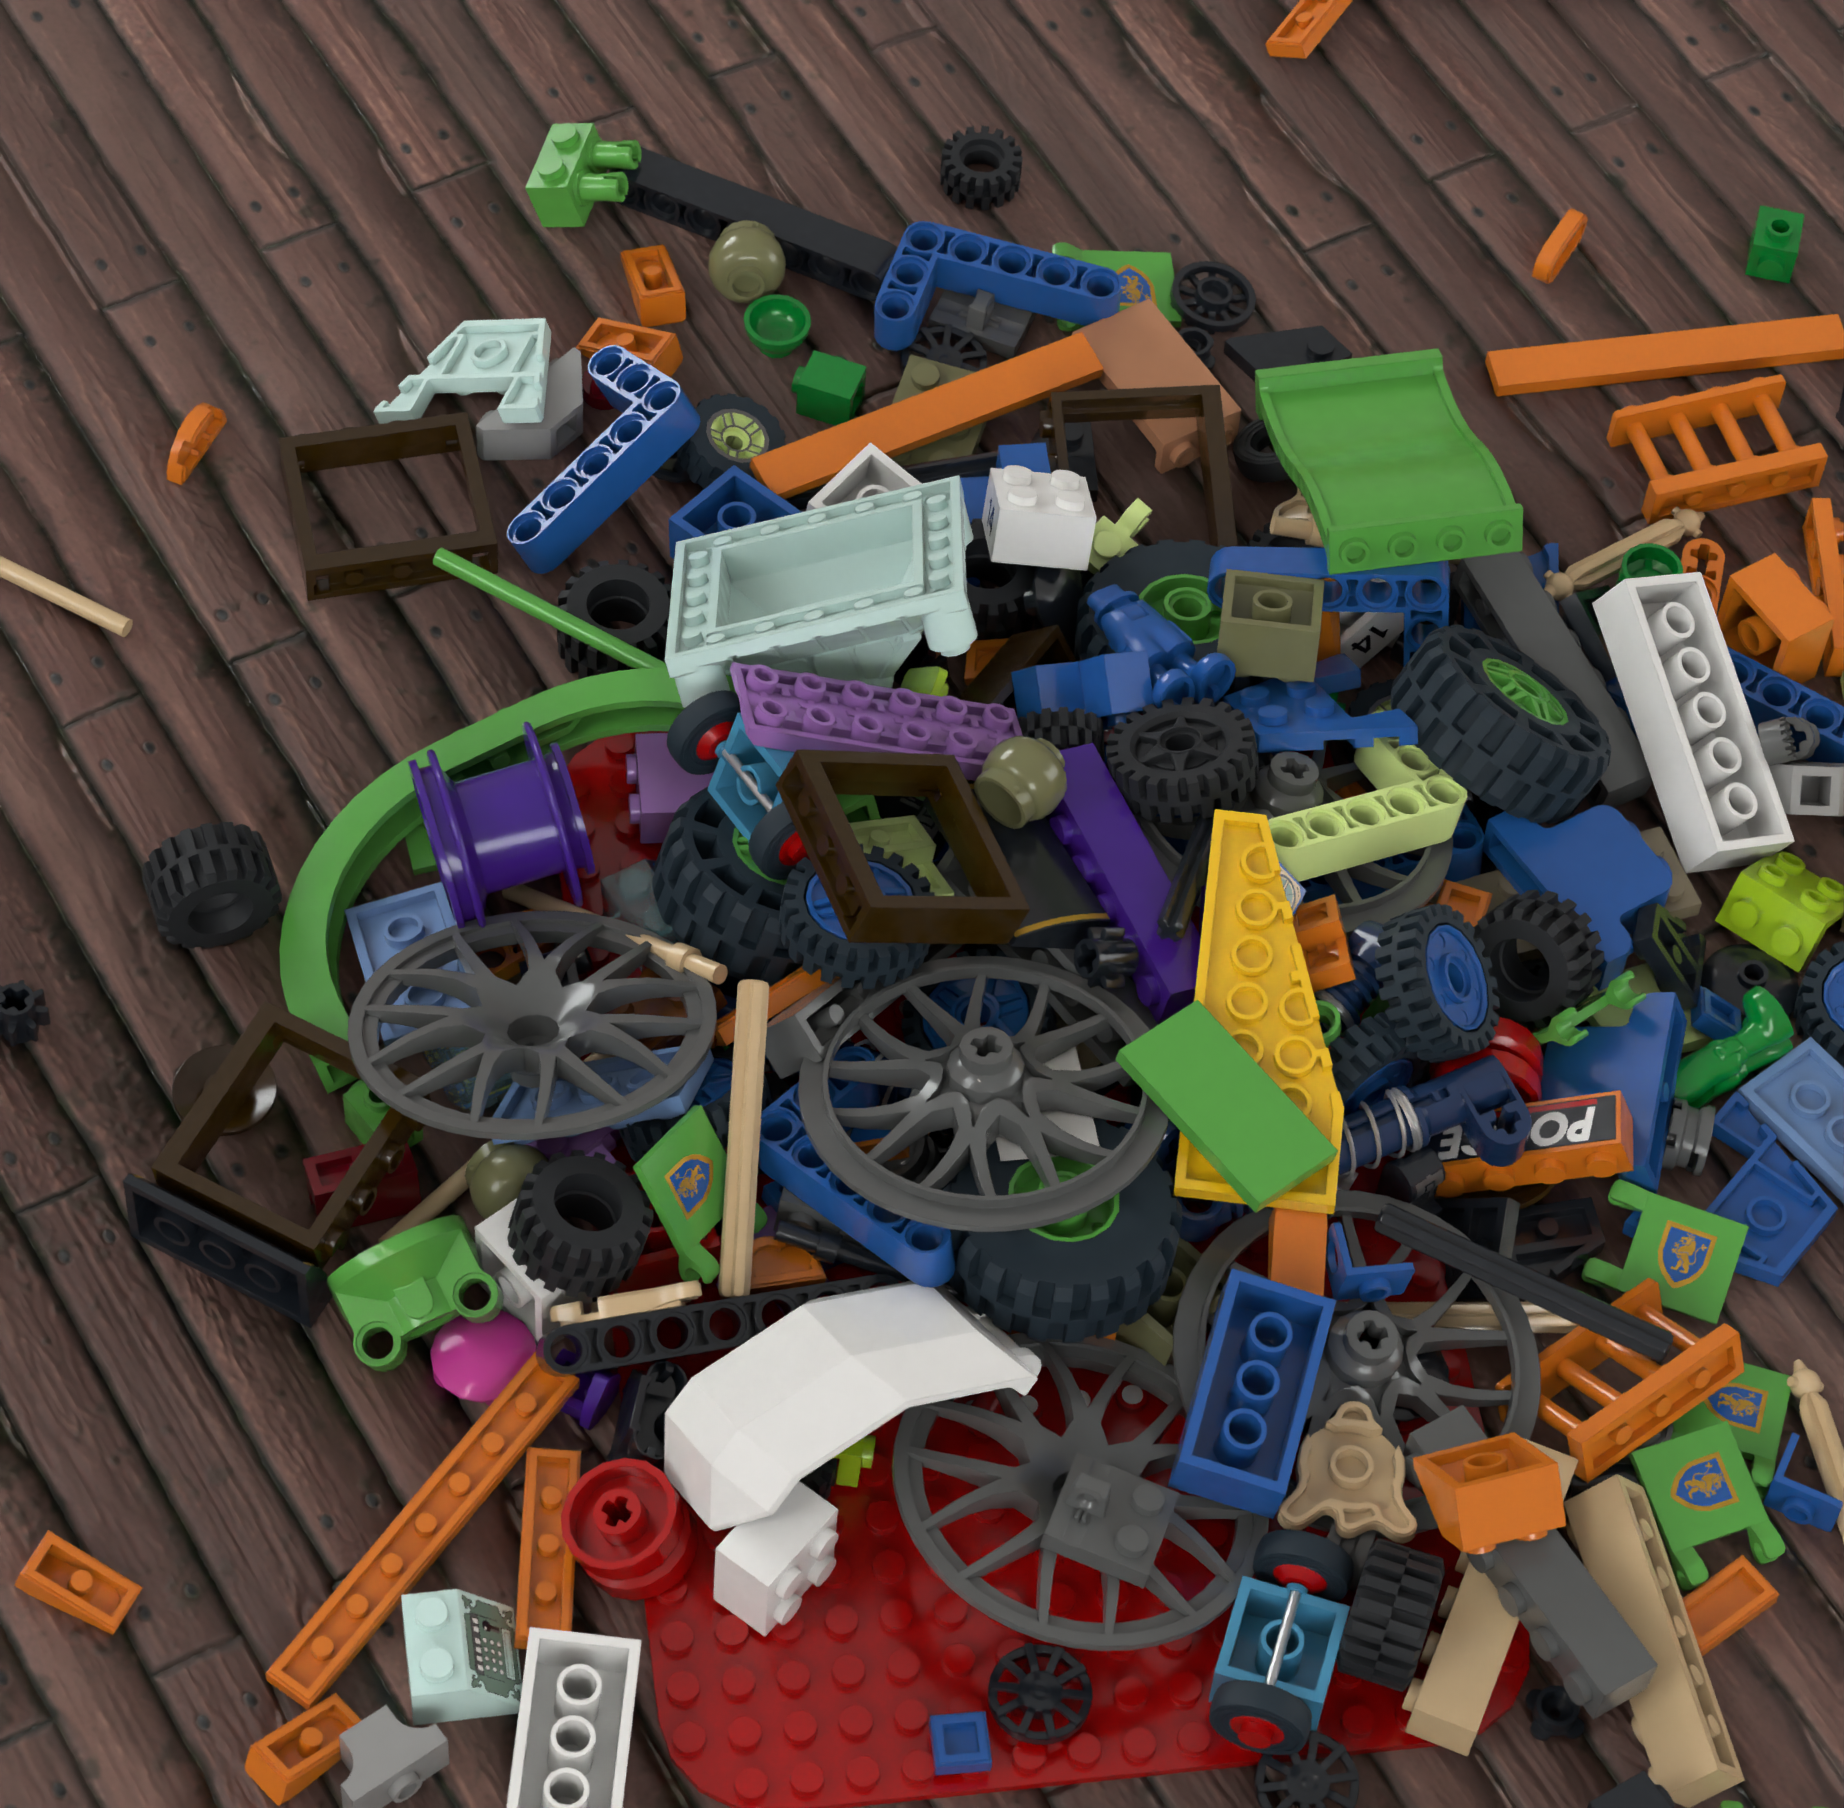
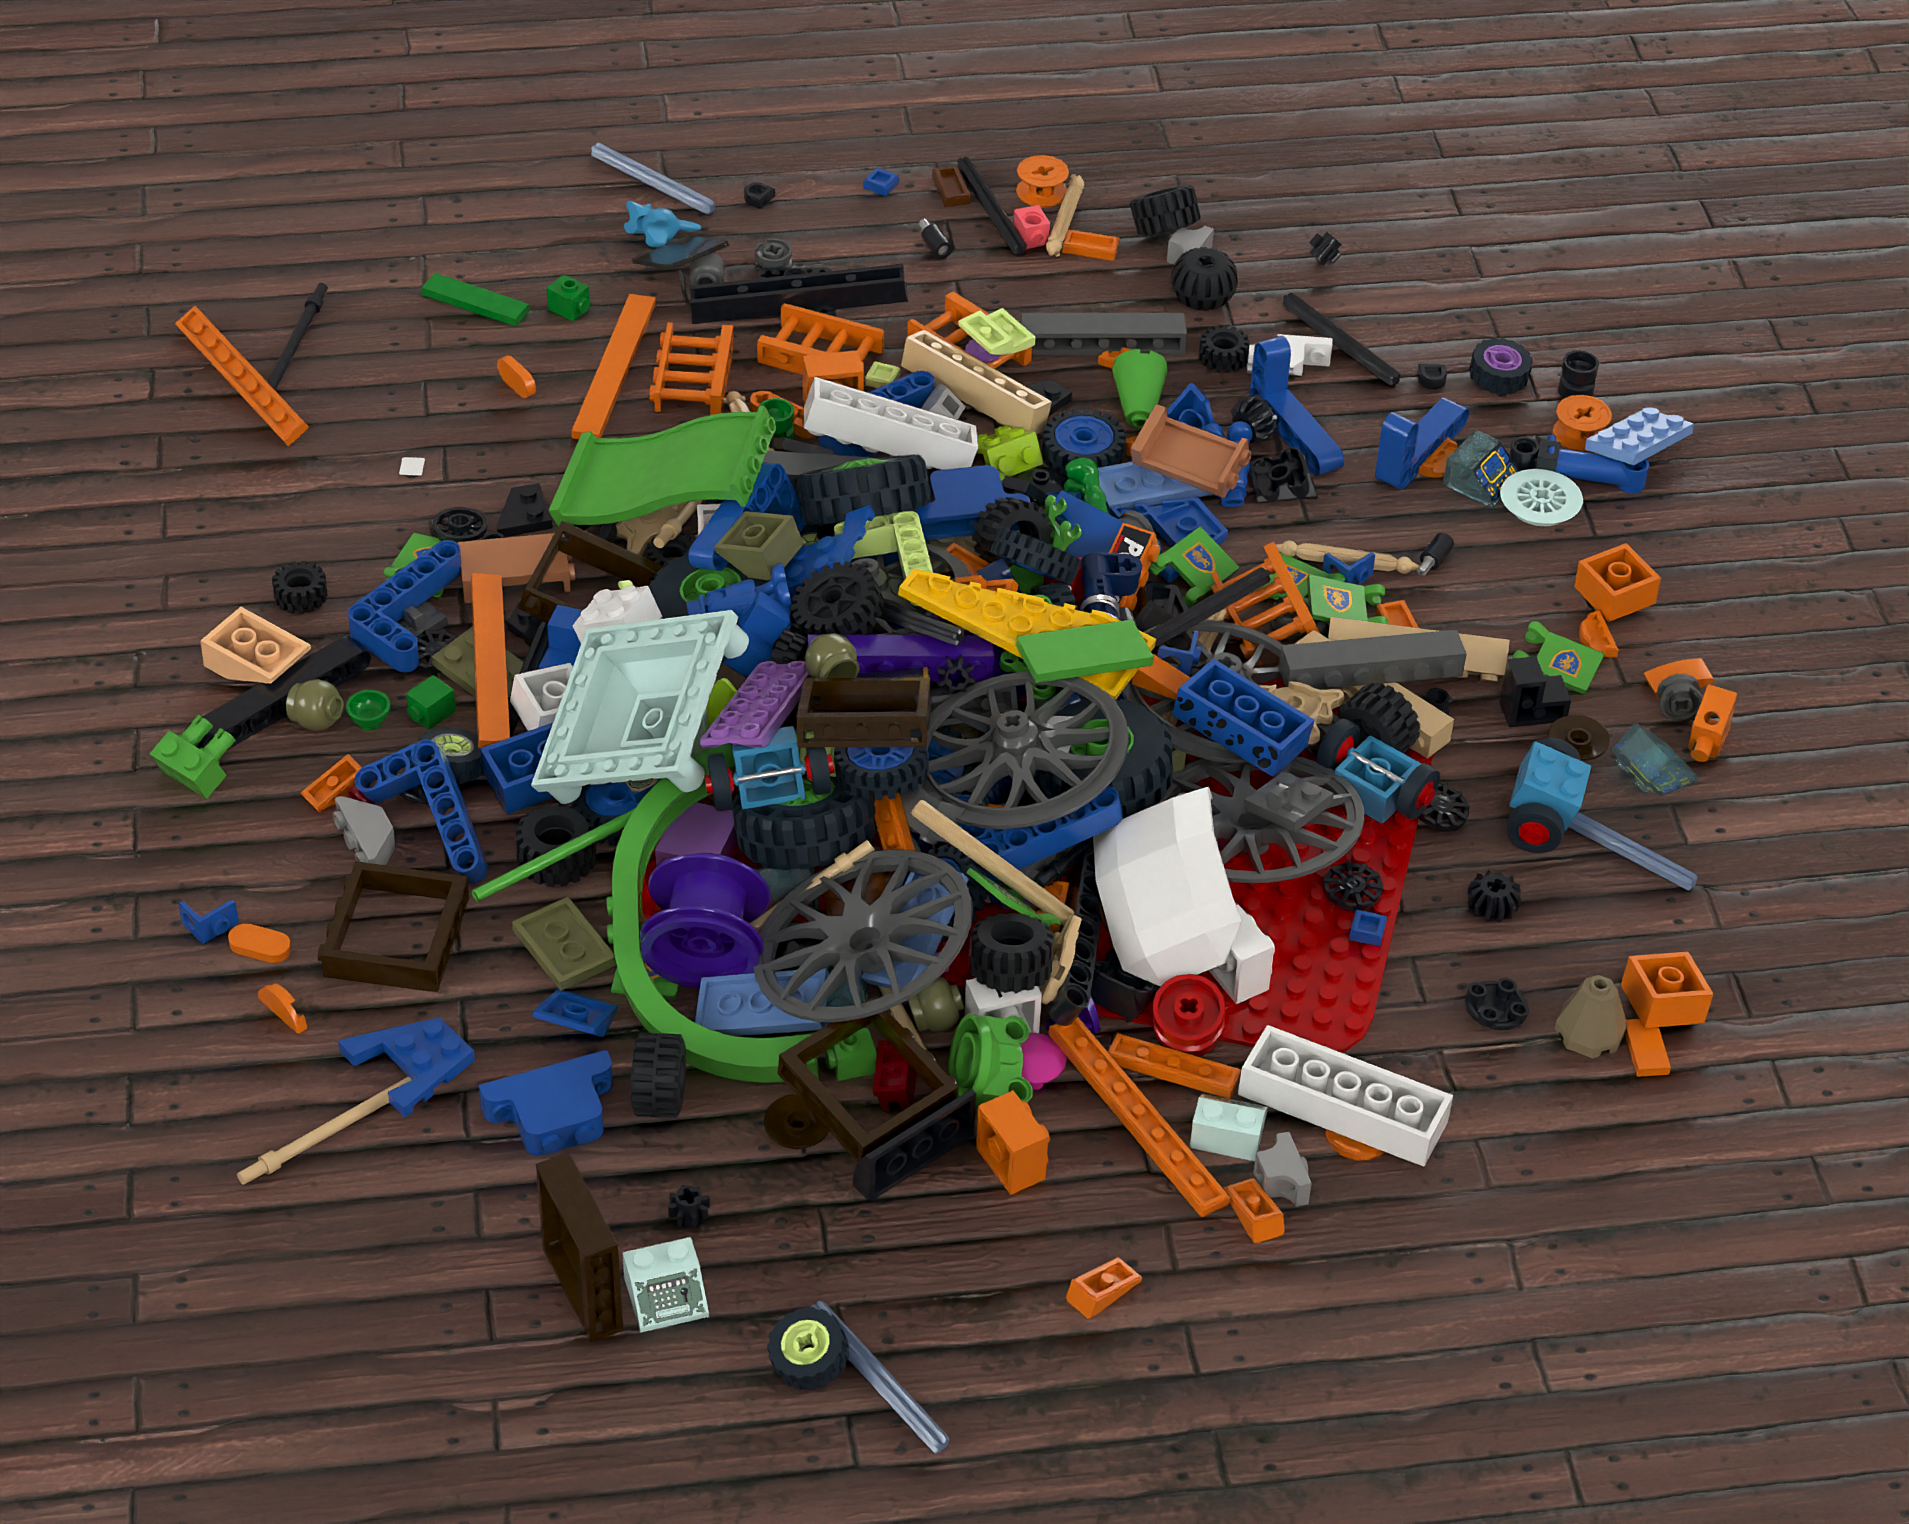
camera: 65 degrees left, 10 degrees down
(135, 790) = (553, 1103): none -> blue brick
(171, 626) = (424, 1050): none -> blue wing
(272, 1367) = (1012, 1142): none -> orange brick
(301, 376) = (259, 943): none -> orange tile
(304, 312) = (212, 923): none -> blue bracket
(317, 761) = (577, 1012): none -> blue slope
(444, 693) = (564, 943): none -> olive plate
(482, 357) = (315, 841): light aqua wing -> none
(654, 285) = (294, 758): orange slope -> none
(811, 153) = (250, 648): none -> light nougat slope
(1311, 203) = (412, 466): none -> white sticker
(1492, 1492) = (1344, 644): orange slope -> none
(1706, 143) = (475, 299): none -> green tile
(1777, 740) = (918, 398): dark grey connector -> none

